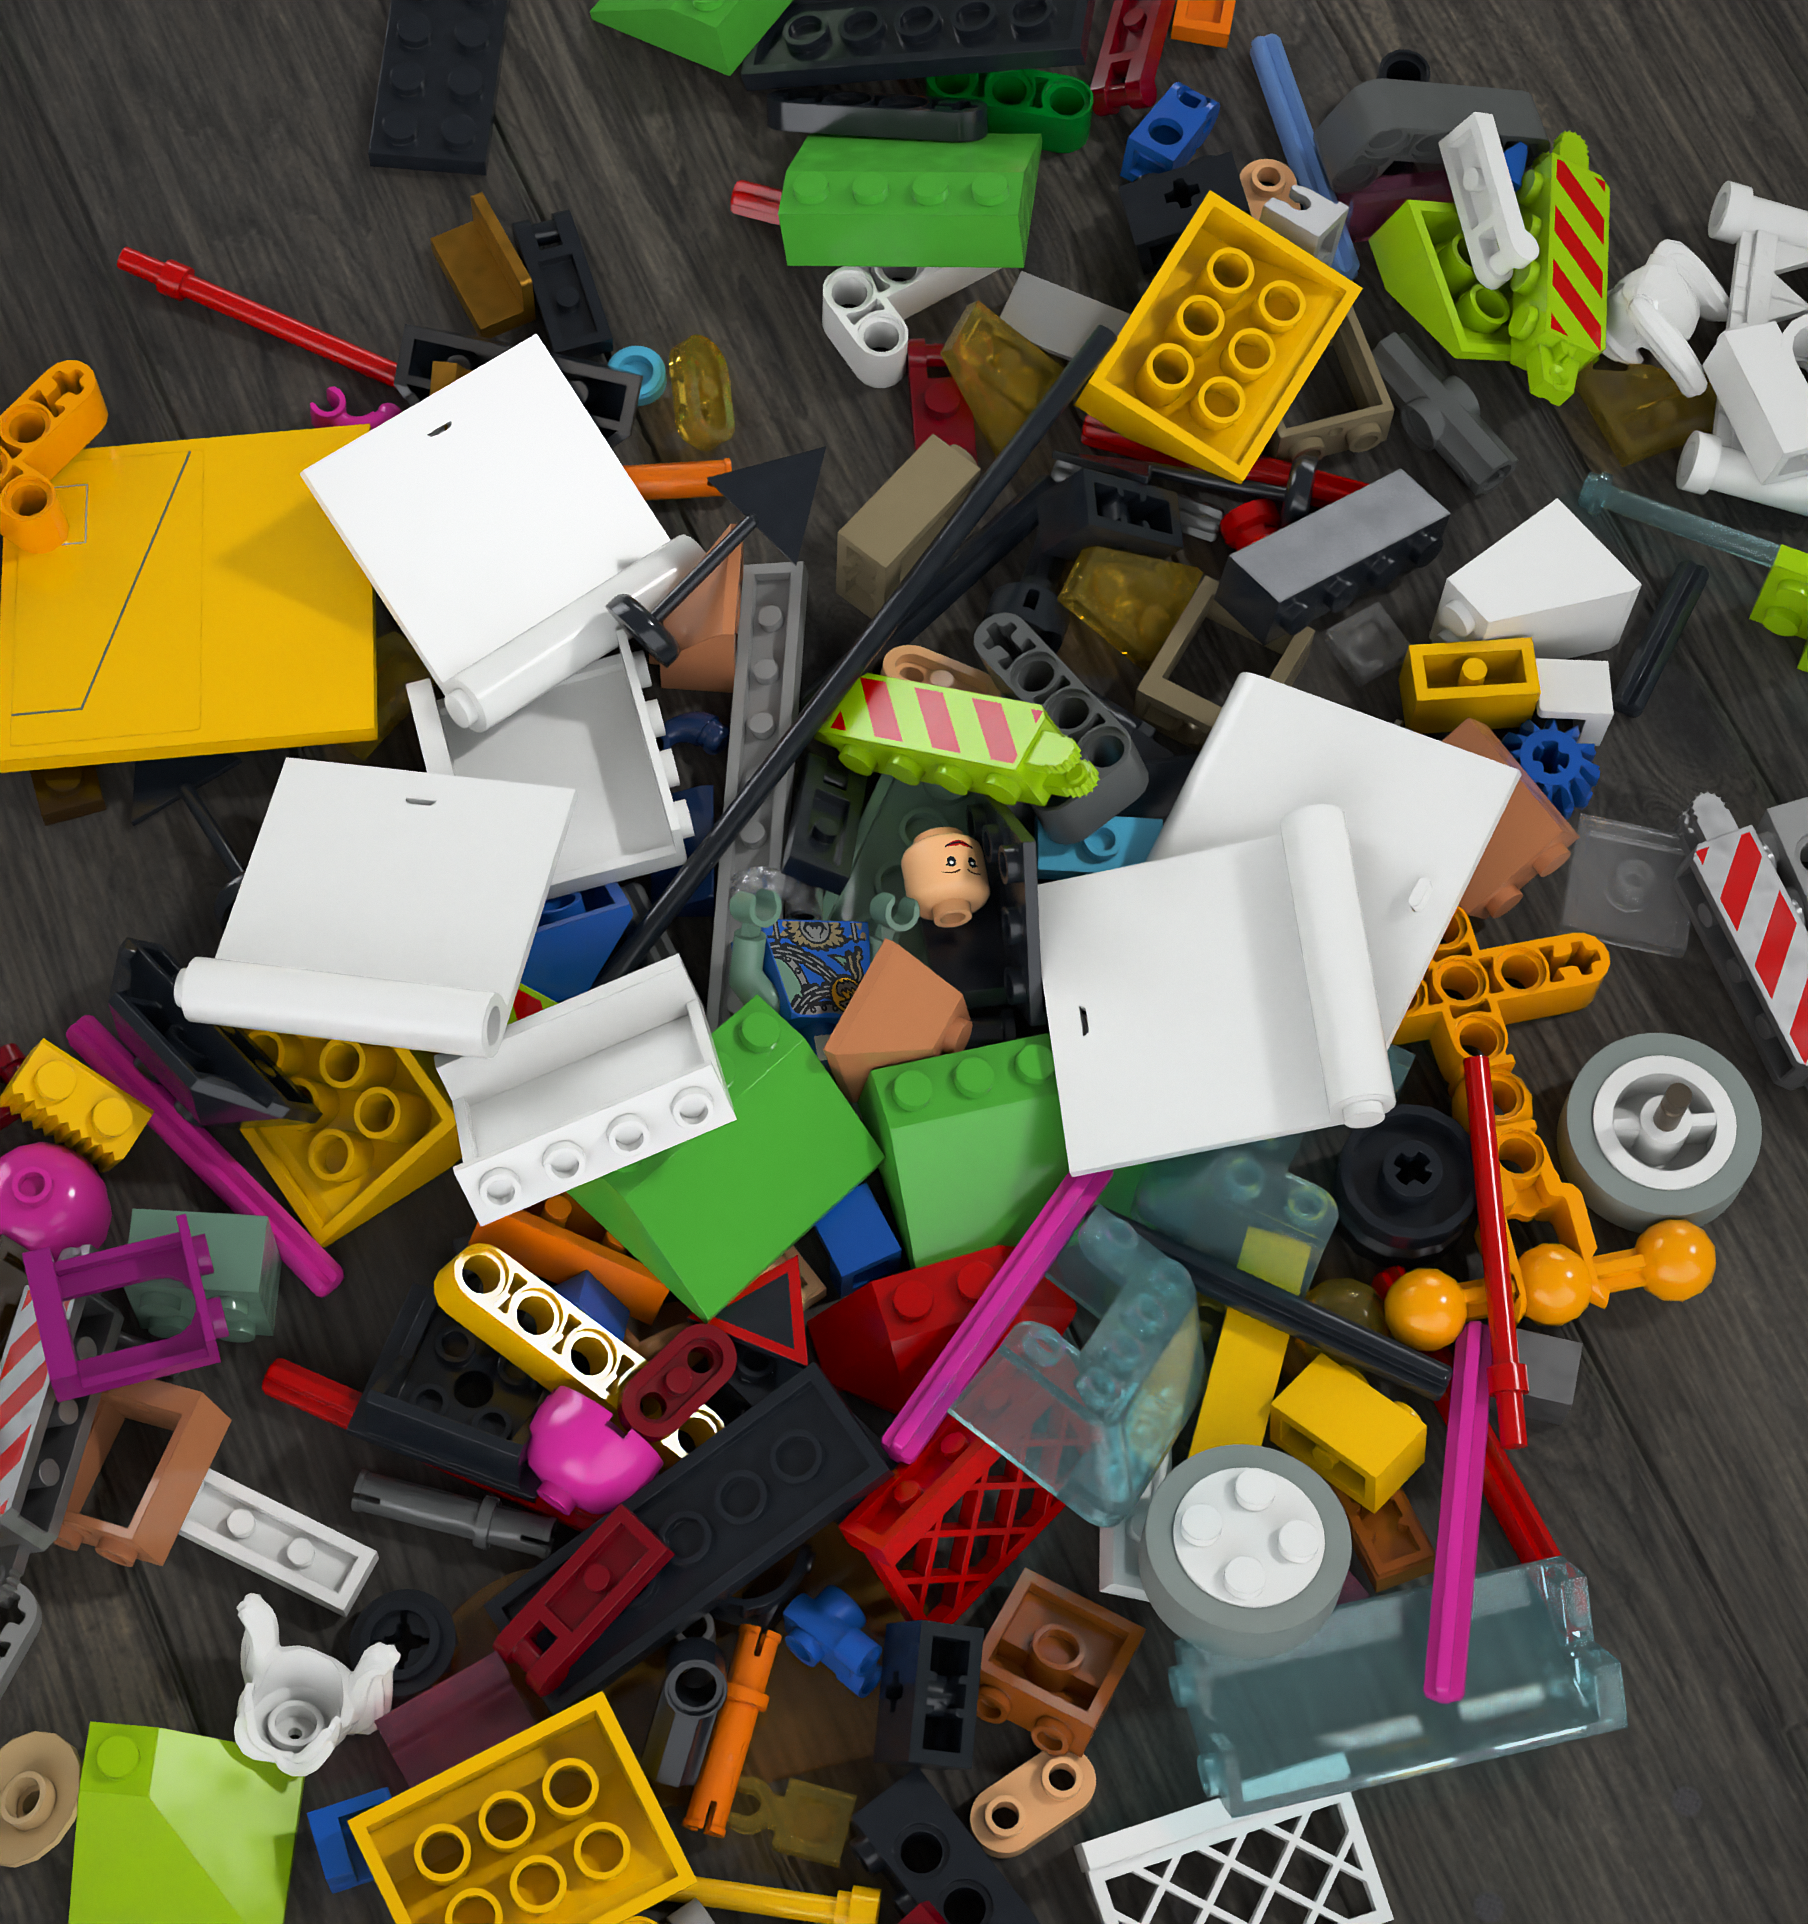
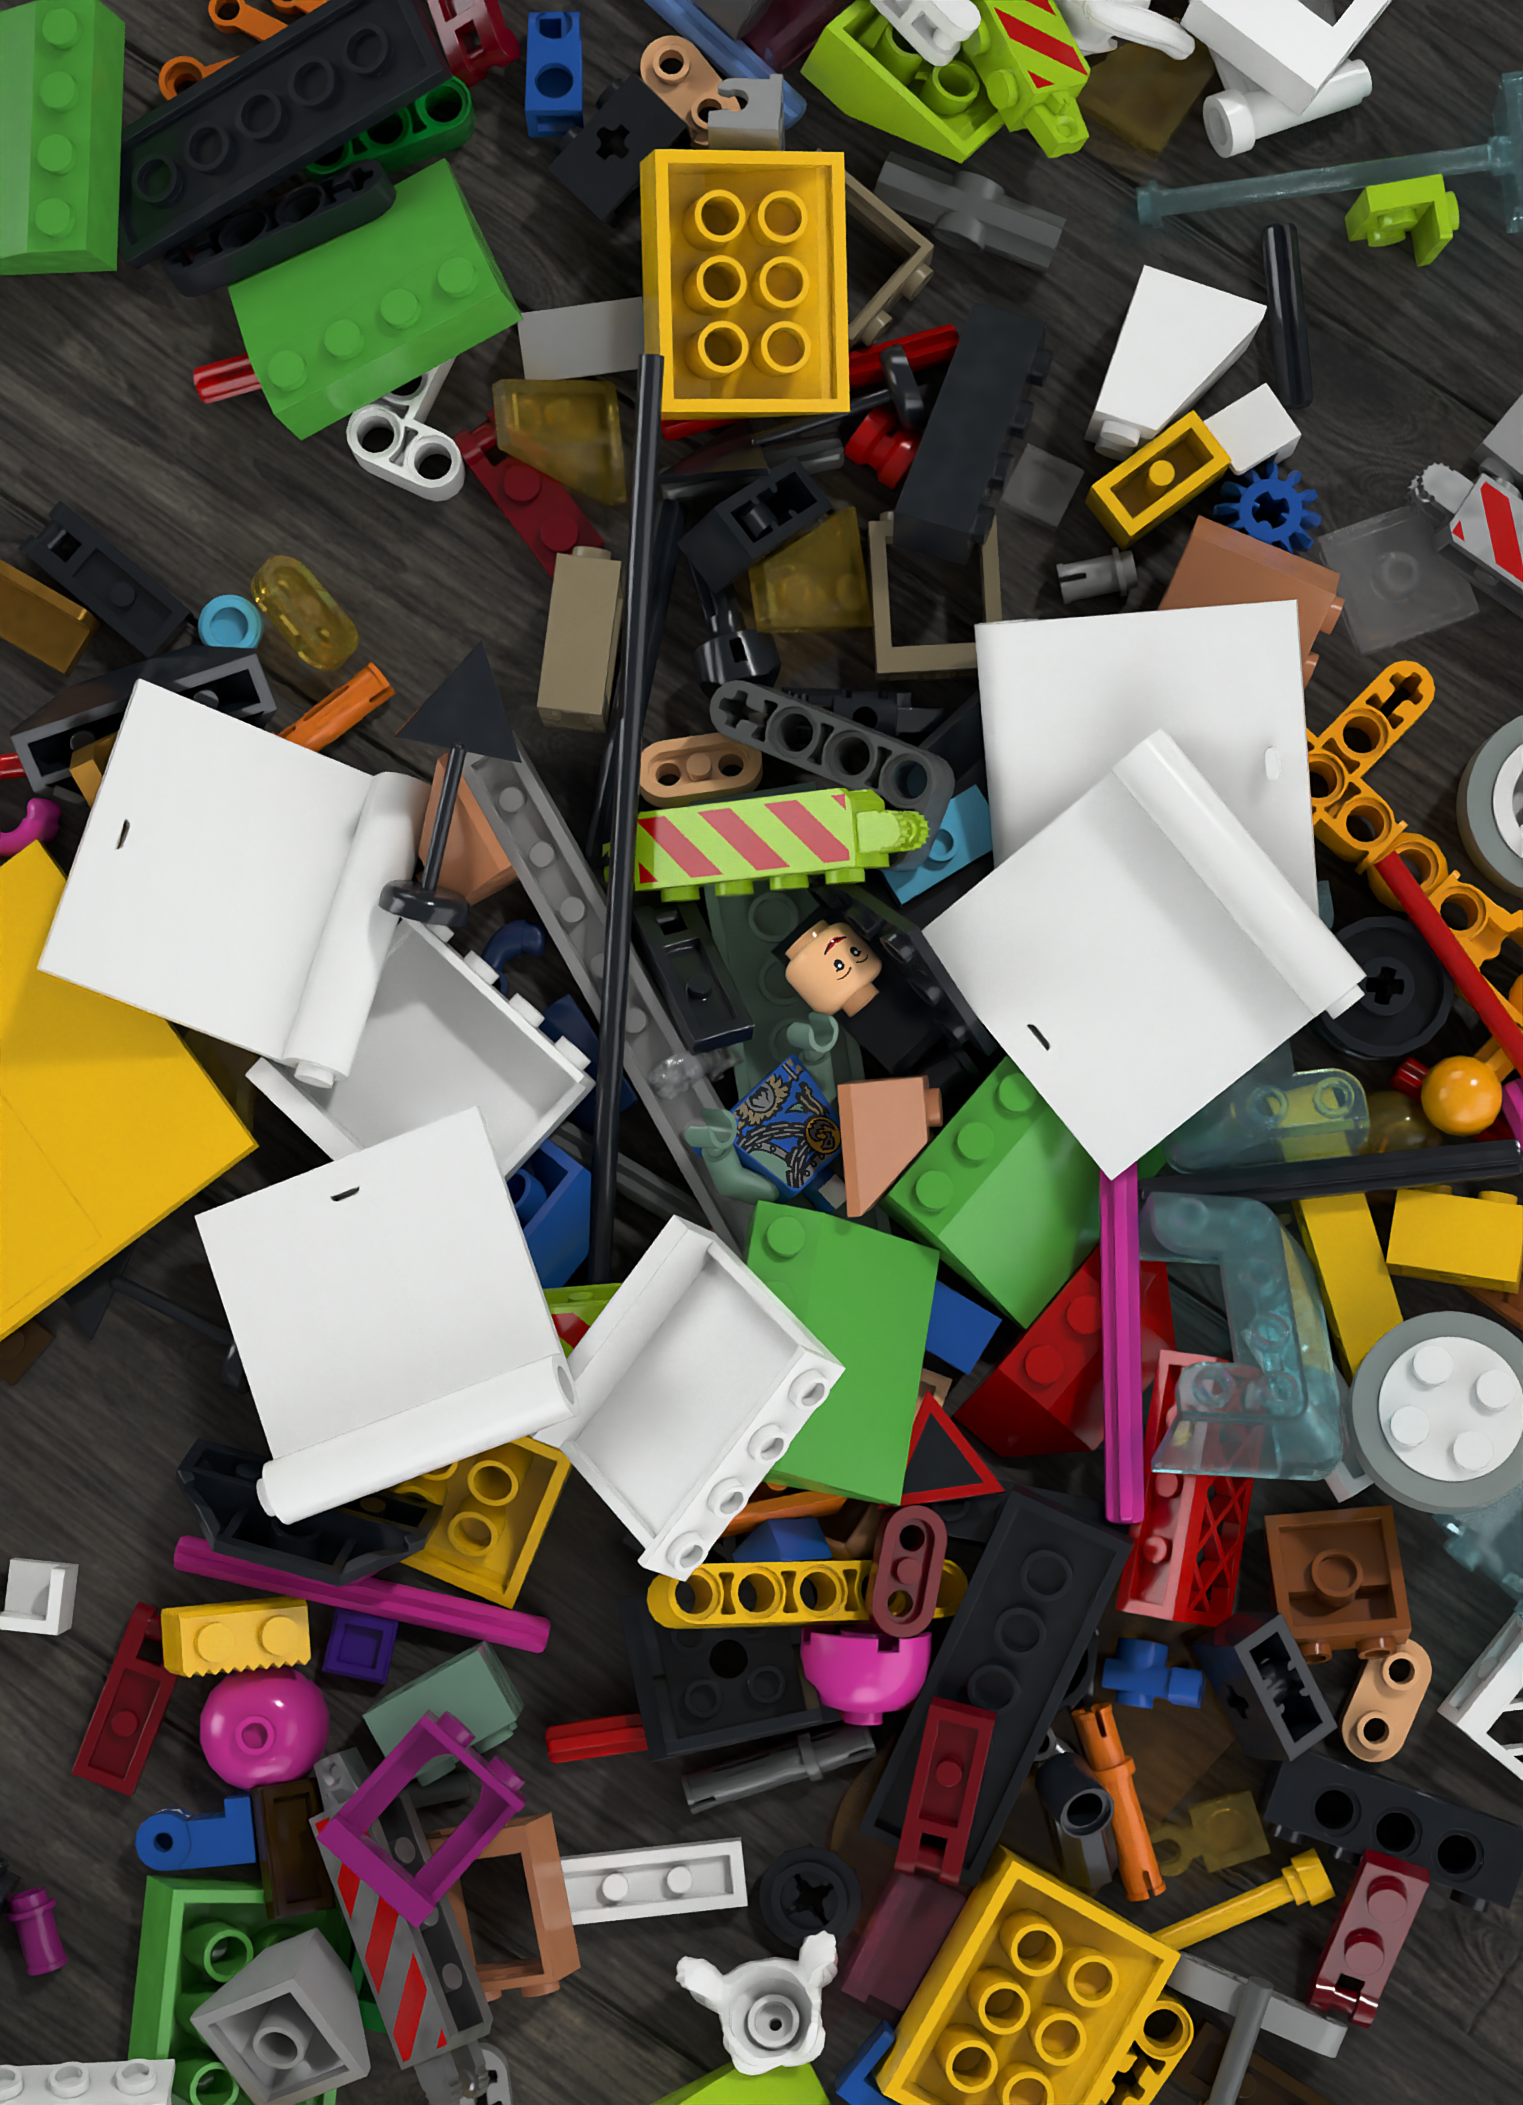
camera: 30 degrees left, 20 degrees up
(173, 1187) = (361, 1645): none -> dark purple tile

